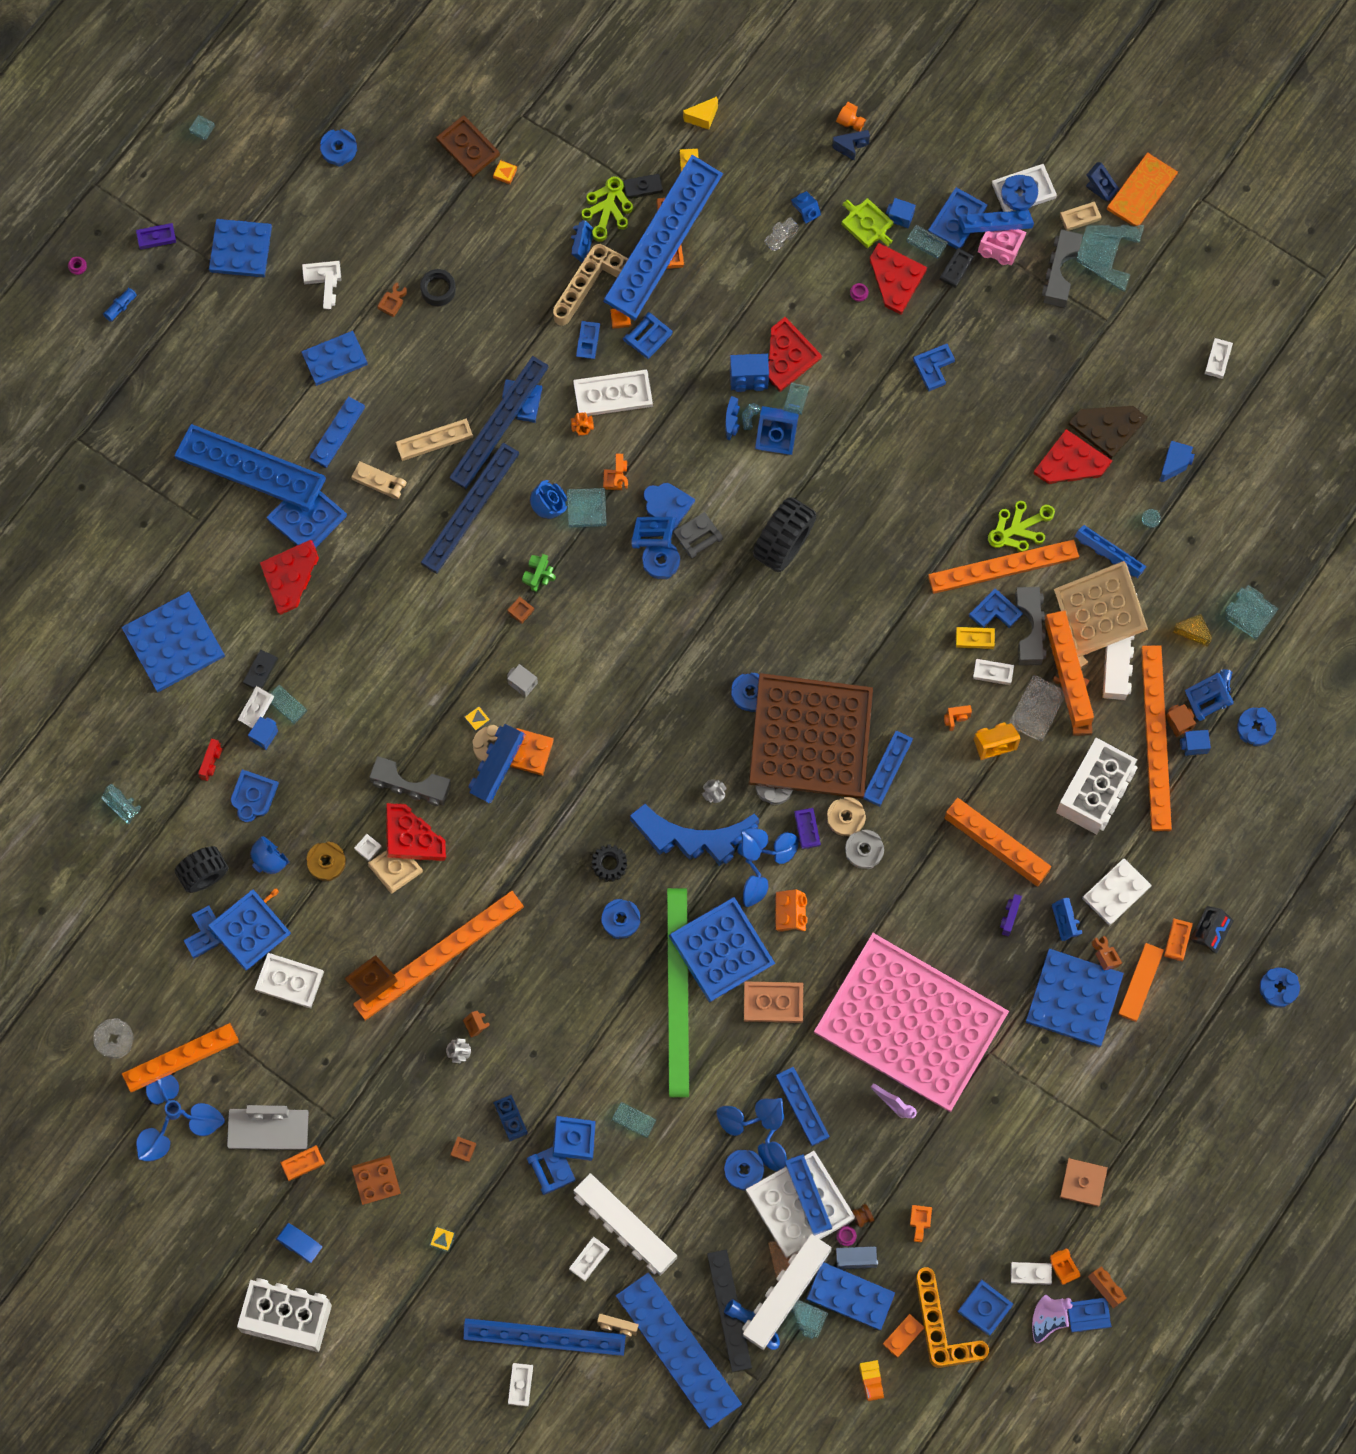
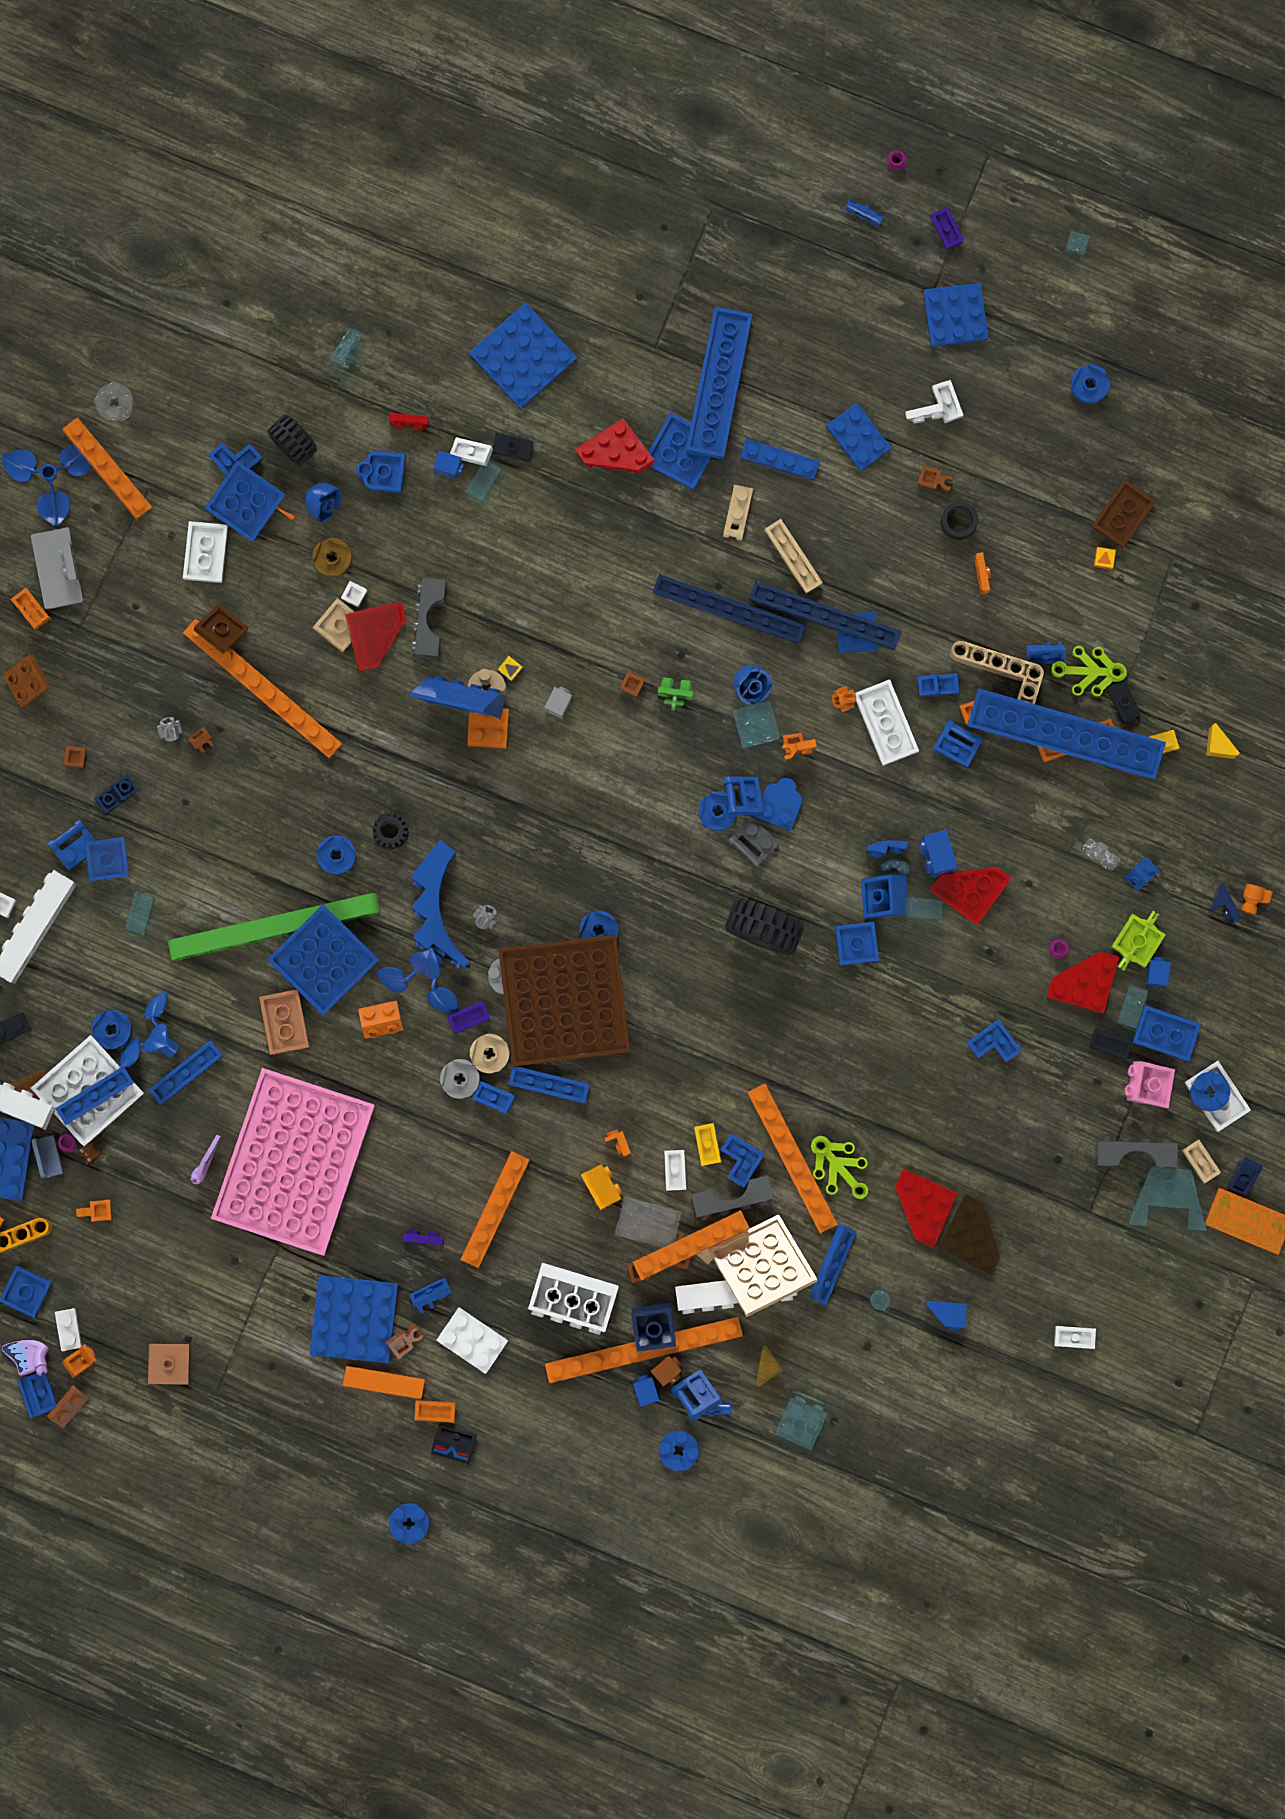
camera: 75 degrees right, 10 degrees up
(493, 278) = (983, 573): none -> orange plate
(815, 464) = (856, 943): none -> blue plate
(890, 820) = (494, 1097): none -> blue plate
(996, 221) = (1170, 1073): blue plate -> none
(1137, 720) = (653, 1326): none -> dark blue slope

